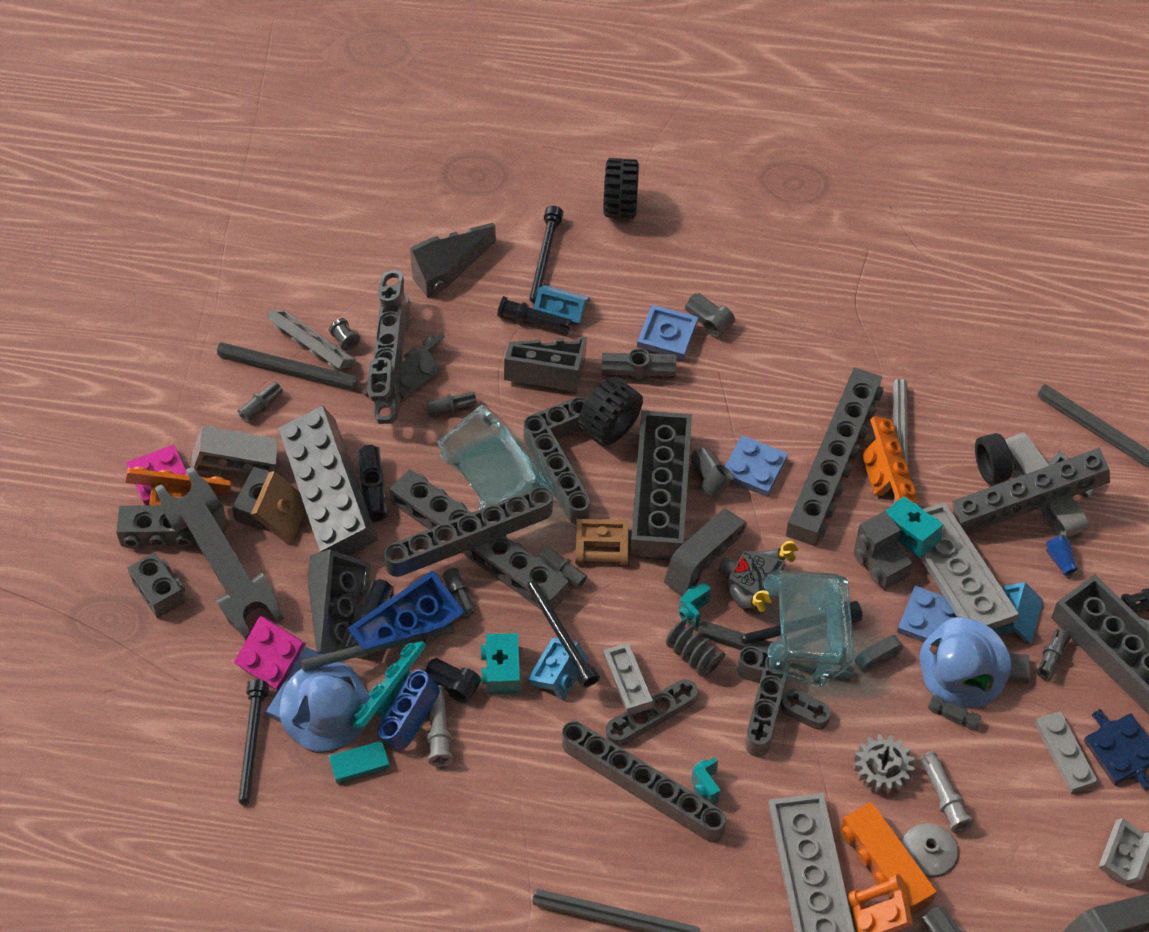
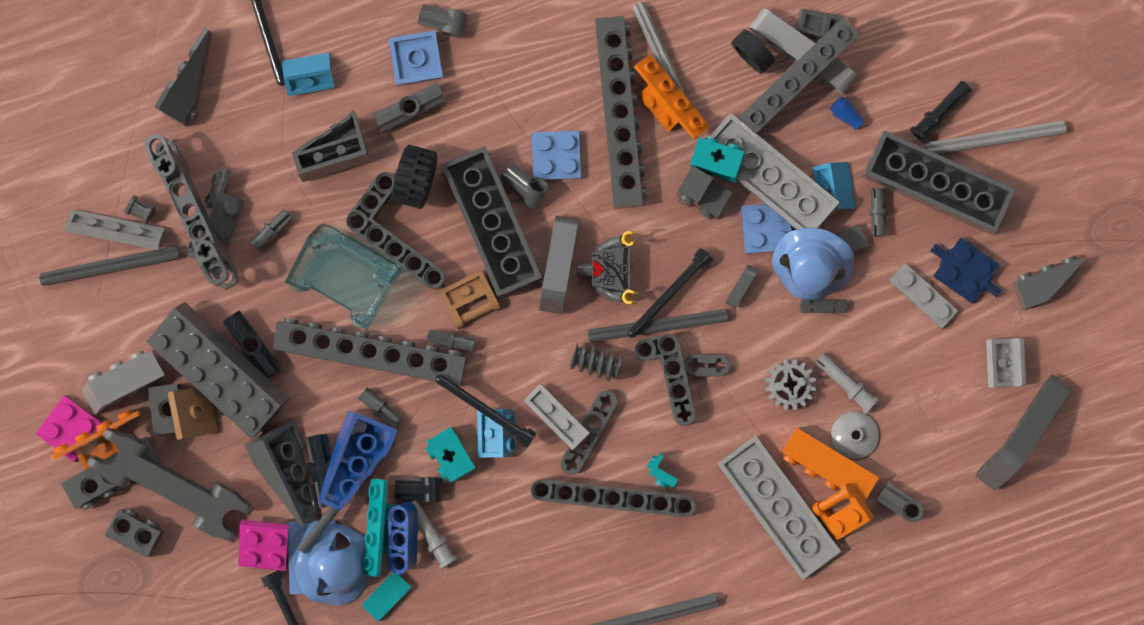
camera: 25 degrees left, 30 degrees up
(259, 402) = (109, 314): dark grey axle -> none
(461, 540) = (352, 365): dark grey beam -> none
(523, 313) = (282, 104): black pin -> none
(693, 600) = (571, 313): teal bracket -> none
(813, 624) = (680, 297): clear light blue windscreen -> none

